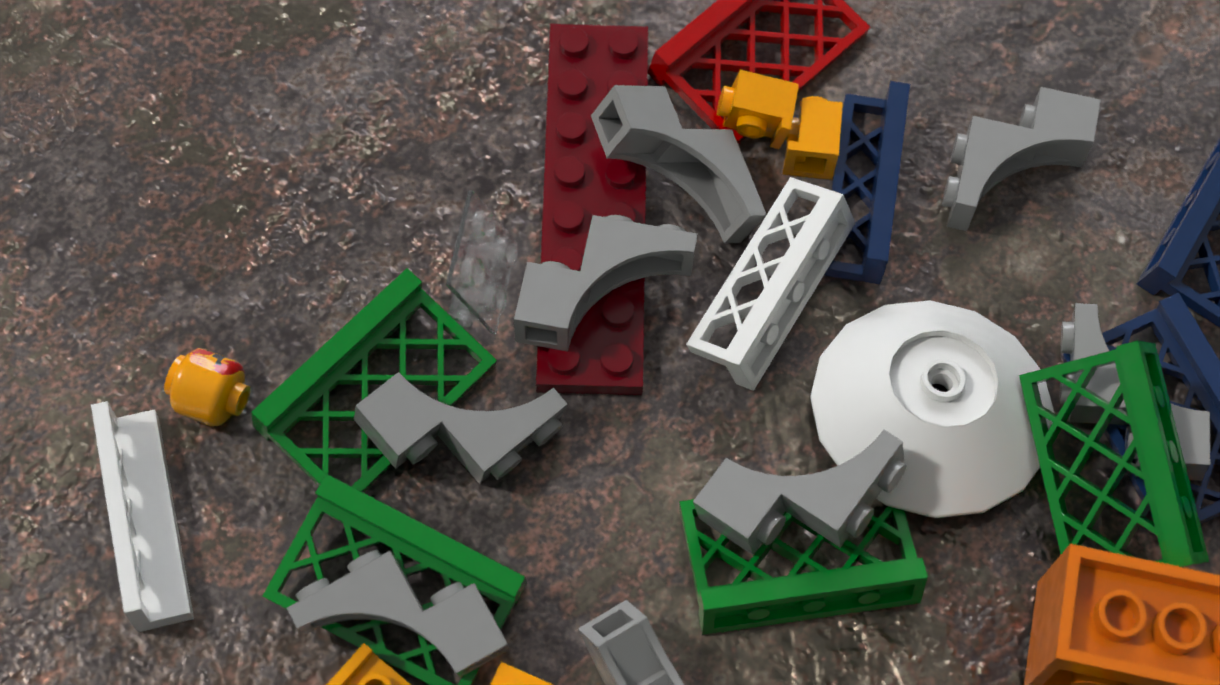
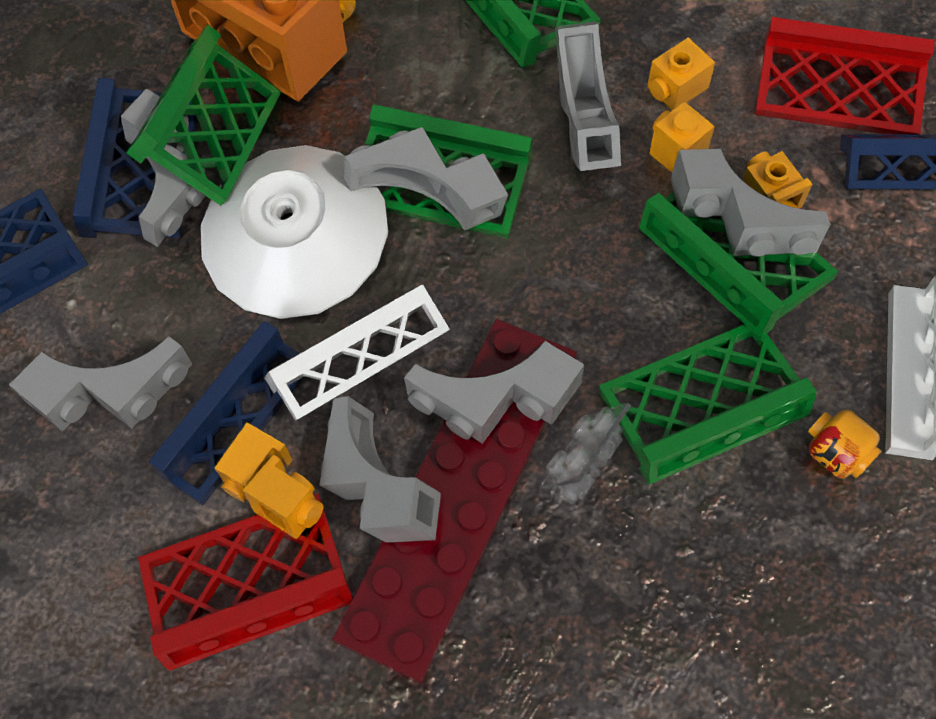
camera: 150 degrees left, 0 degrees up
(485, 442) = (632, 315): light grey arch -> none

